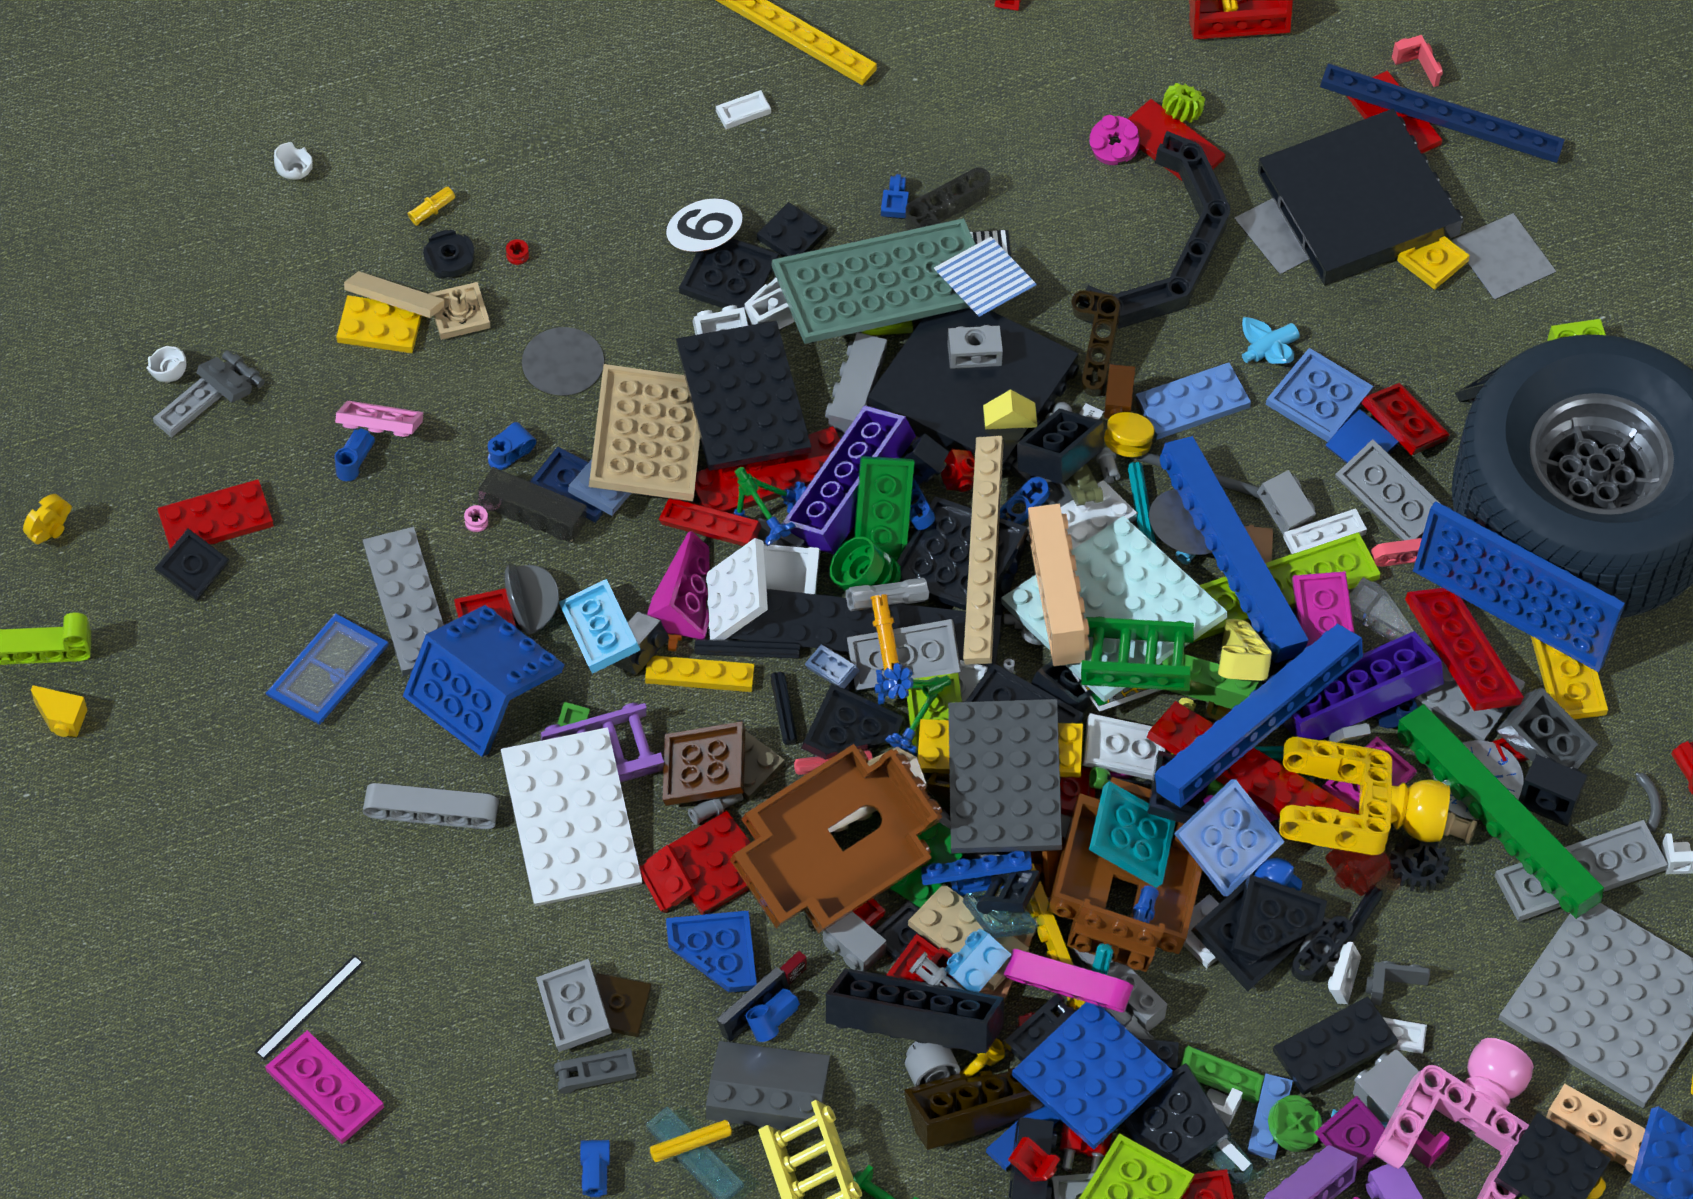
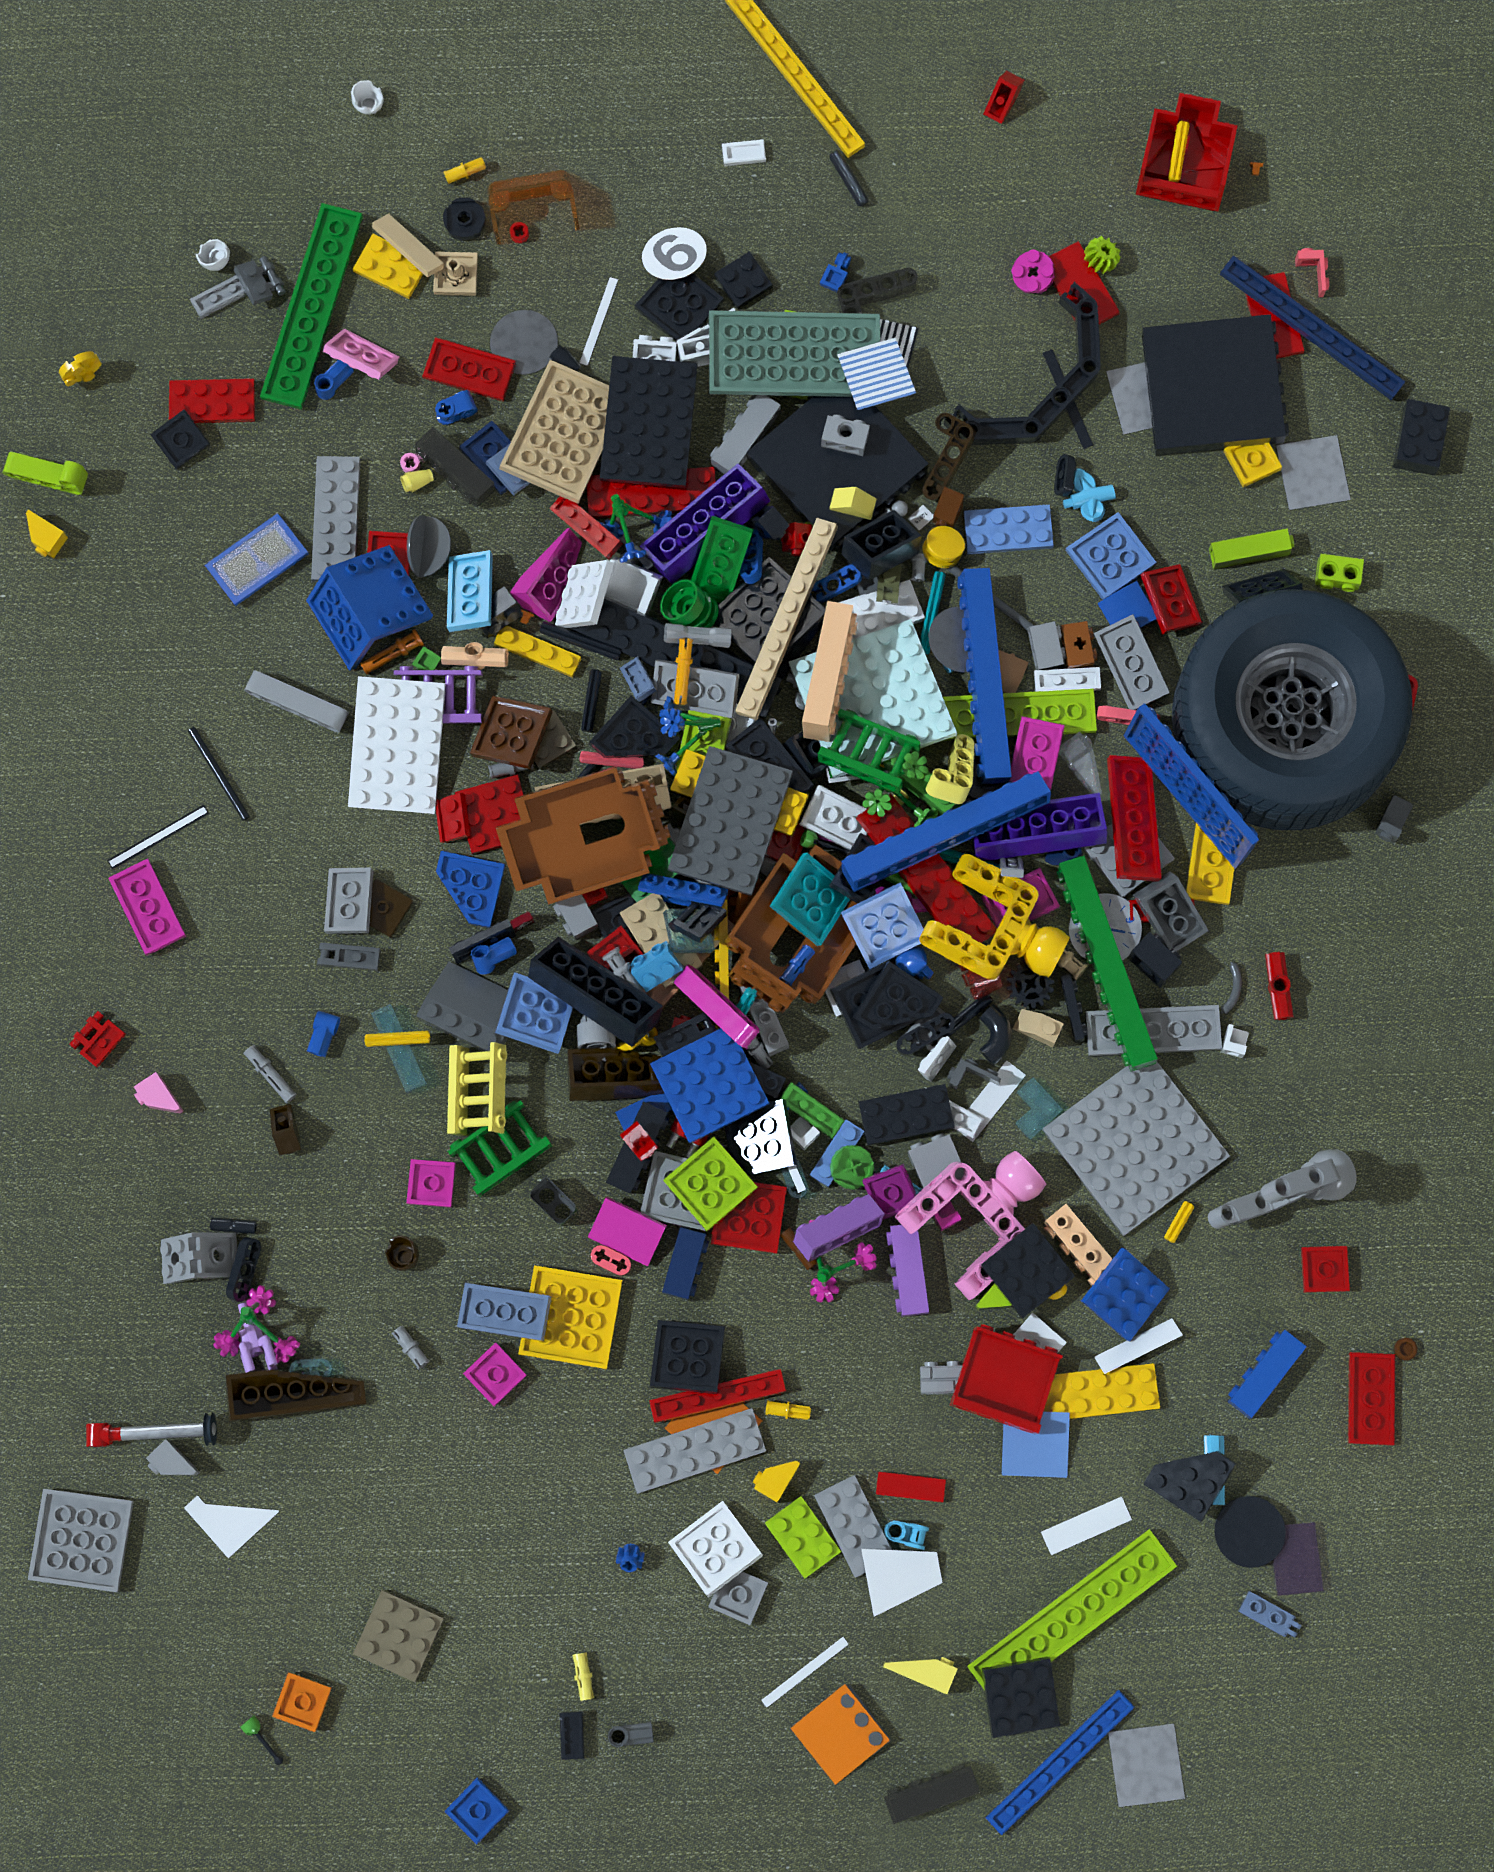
camera: 25 degrees right, 20 degrees up
(301, 388) = (311, 306): none -> green plate
(361, 914) = (218, 773): none -> black piece
(490, 532) = (416, 479): none -> light yellow cone
(503, 402) = (469, 369): none -> red tile
(516, 202) = (527, 187): none -> clear orange windscreen
(536, 712) = (369, 665): none -> orange pin
(616, 358) = (564, 357): none -> black cone
(628, 692) = (474, 655): none -> light nougat piece
(641, 332) = (598, 321): none -> white sticker
(849, 1062) = (533, 1015): none -> medium blue plate
(871, 103) = (848, 178): none -> black axle
(1170, 702) = (878, 801): none -> bright green plant
(1213, 264) = (1072, 410): none -> black sticker
(1234, 328) = (1064, 475): none -> black plate
(1323, 491) = (1078, 633): none -> dark orange brick
(1407, 925) = (1000, 1034): none -> black cylinder
(1428, 999) = (995, 1095): none -> white sticker
(1449, 904) = (1038, 1027): none -> tan slope
(1470, 345) = (1251, 548): none -> lime brick
(1479, 873) = (1074, 1008): none -> black plate
(1489, 996) = (1042, 1108): none -> clear light blue plate
(1606, 187) = (1421, 437): none -> black brick

